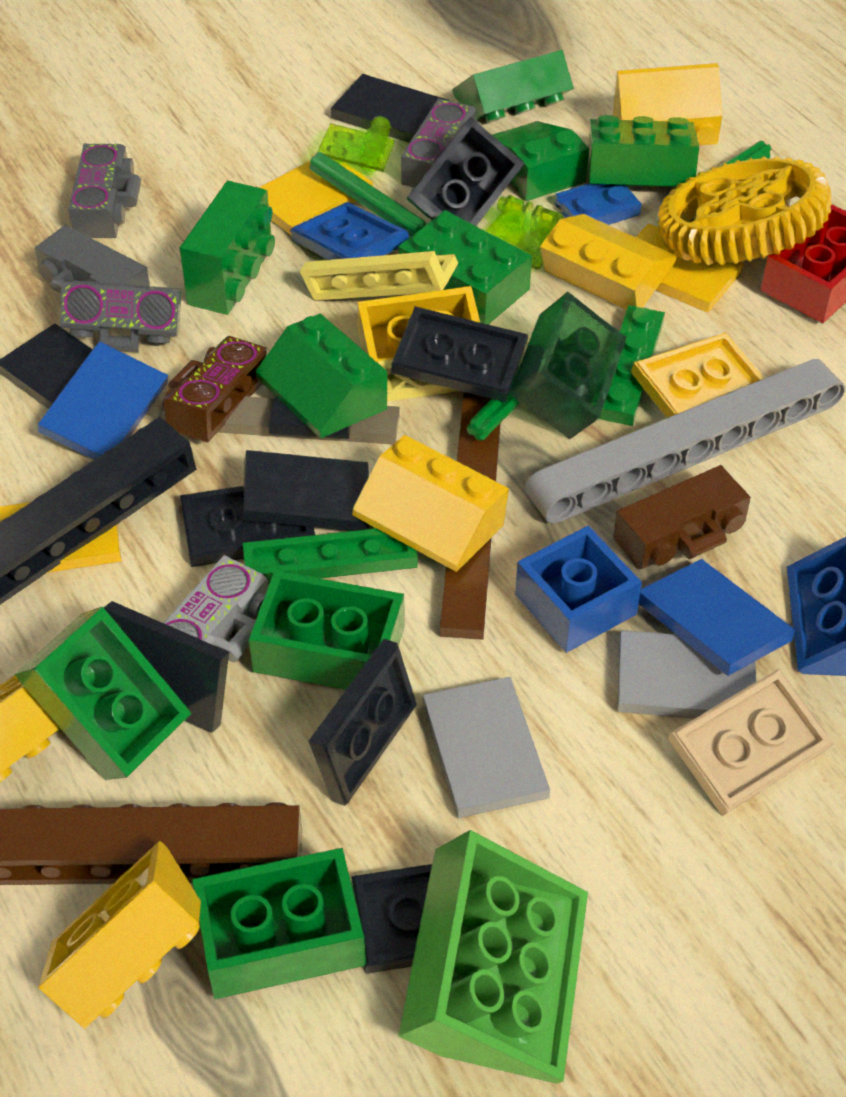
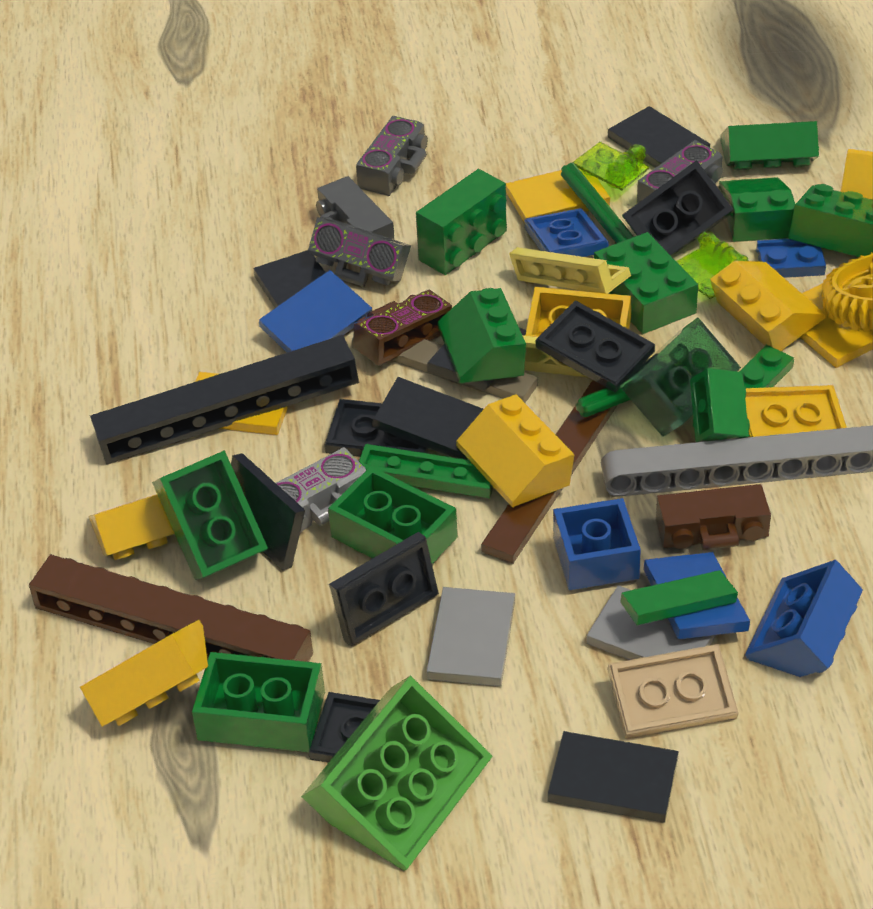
camera: 25 degrees right, 5 degrees down
(631, 388) = (719, 405): none -> green brick
(708, 626) = (678, 597): none -> green tile
(739, 870) = (613, 776): none -> black tile

